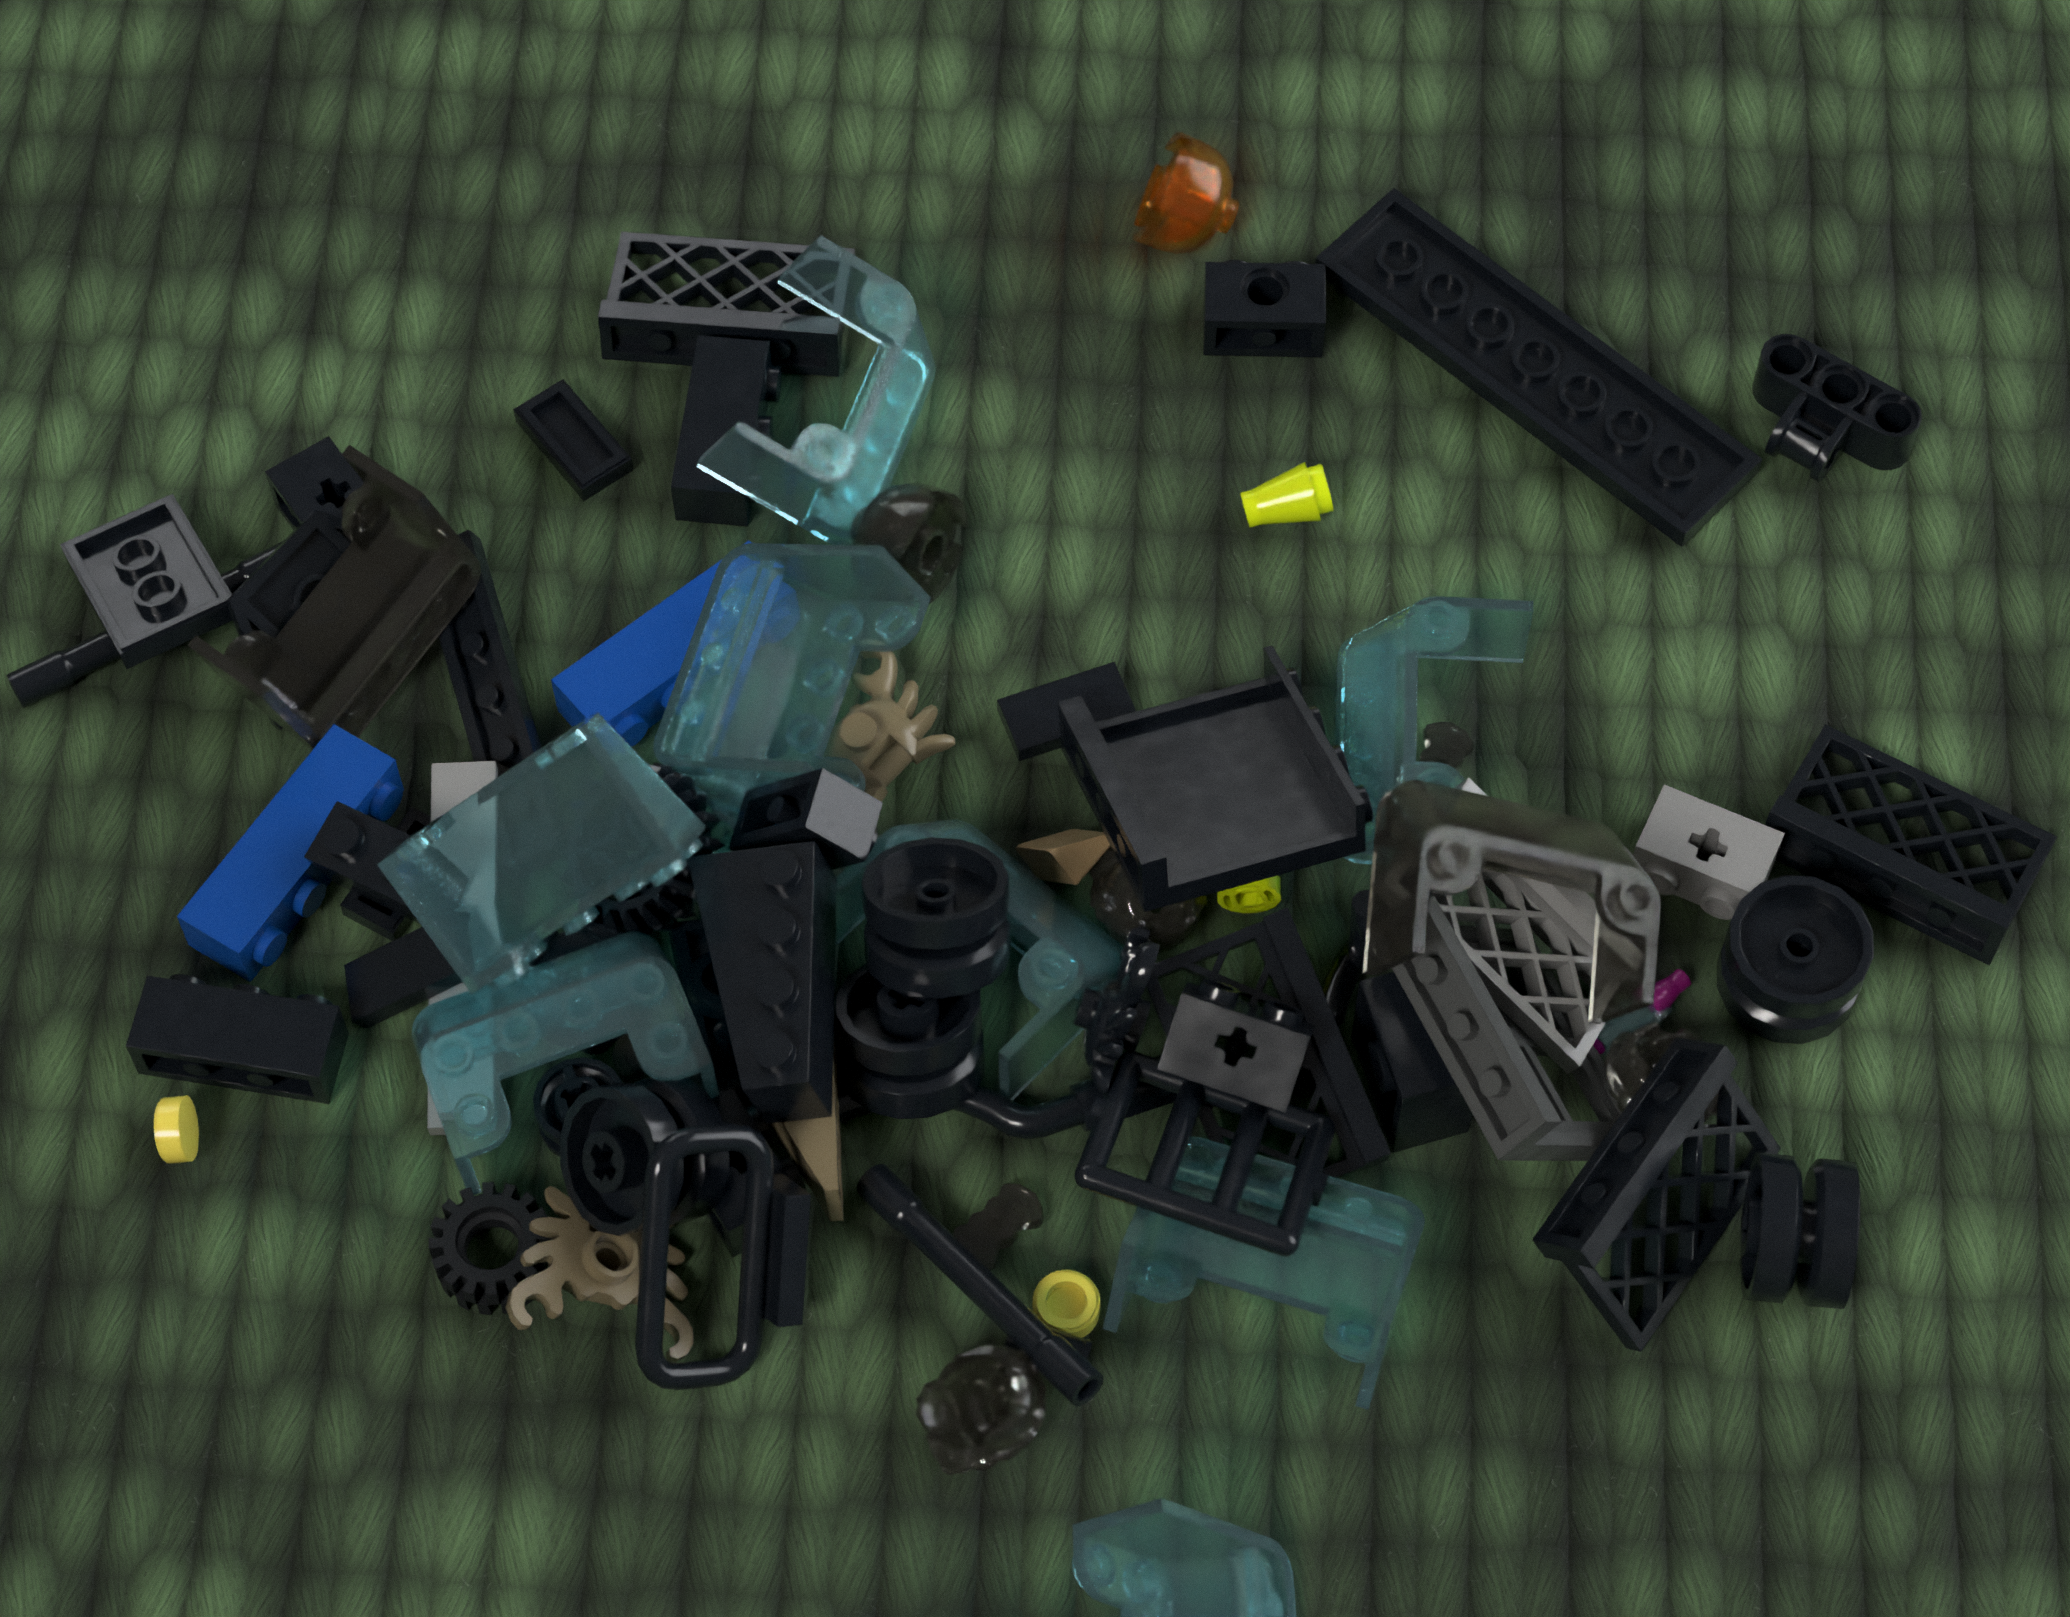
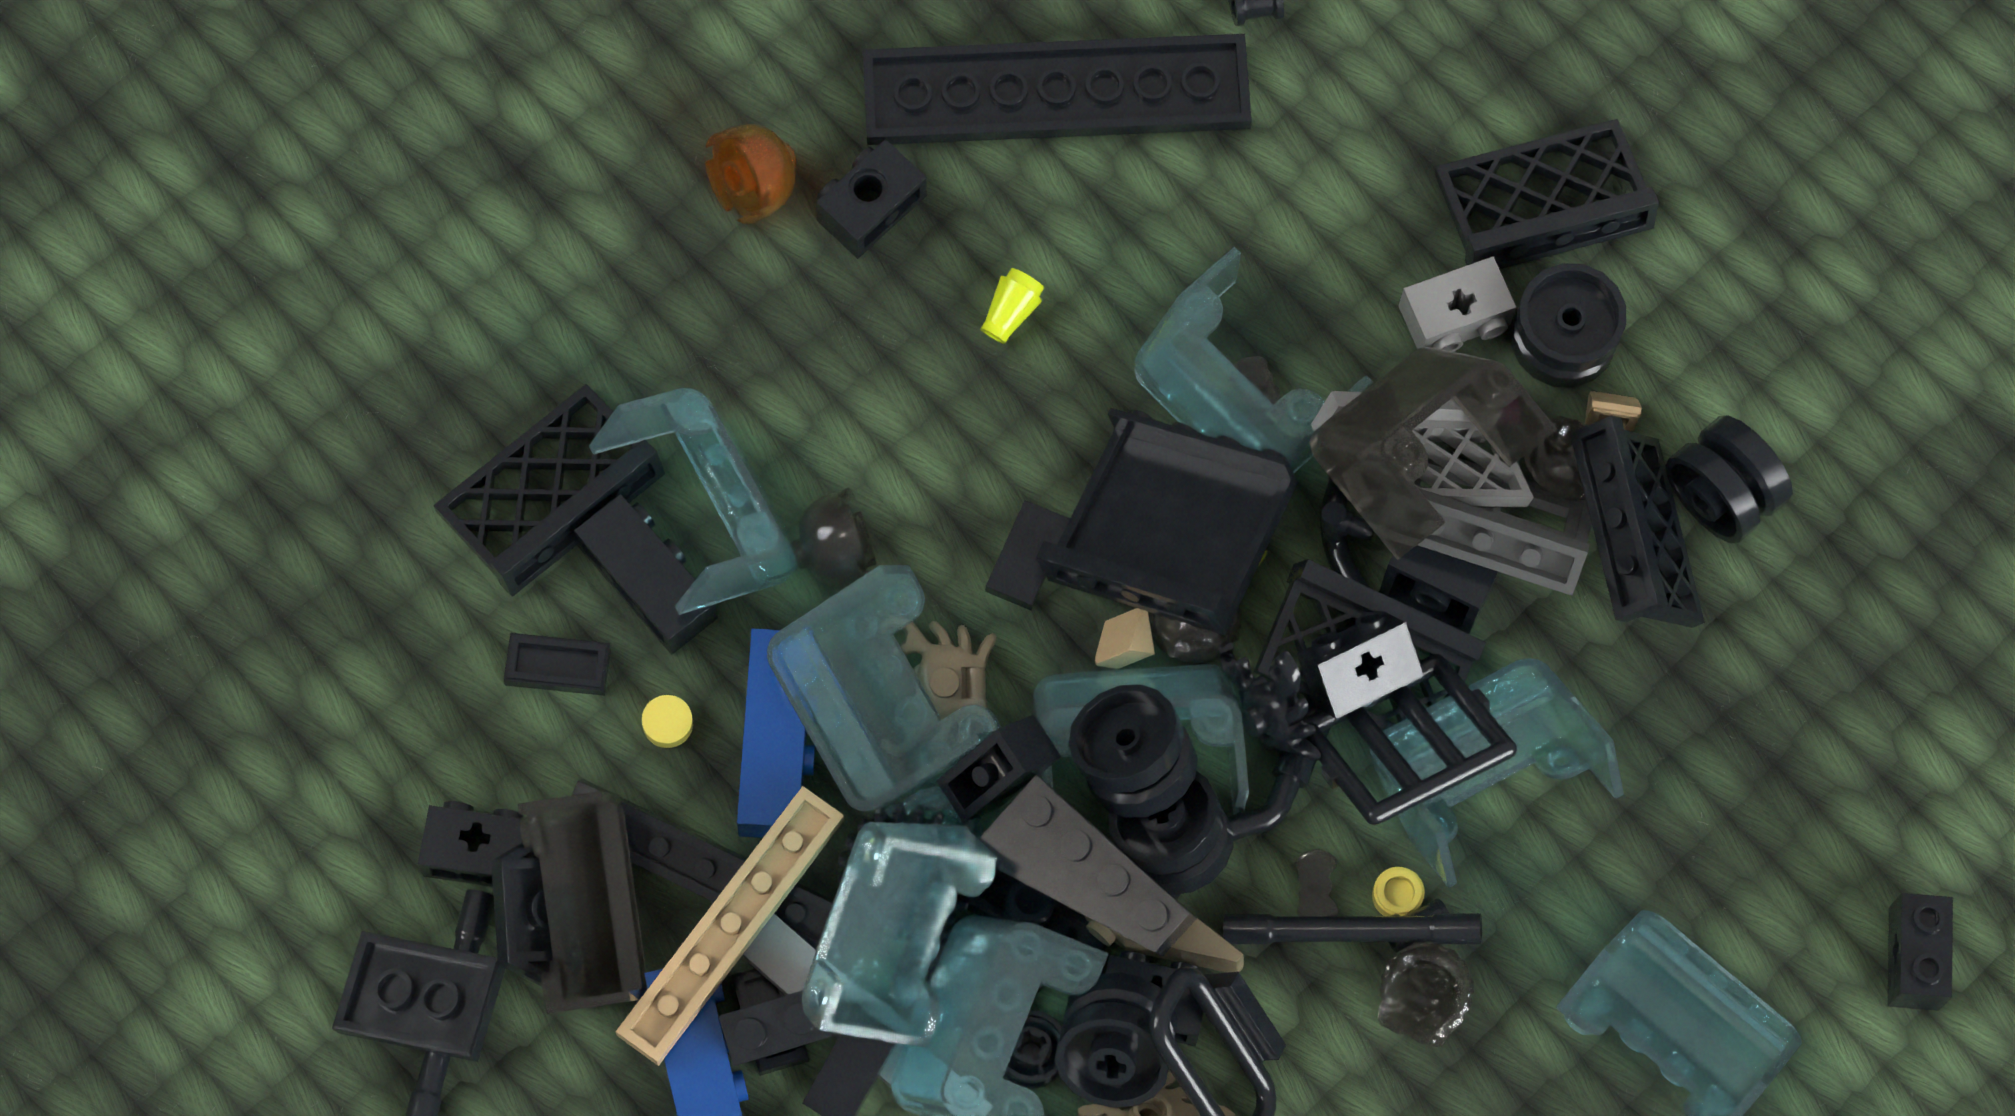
camera: 50 degrees left, 10 degrees up
(418, 745) = (730, 926): none -> tan plate
(605, 563) = (667, 721): none -> light yellow tile
(1762, 1081) = (1604, 405): none -> tan slope

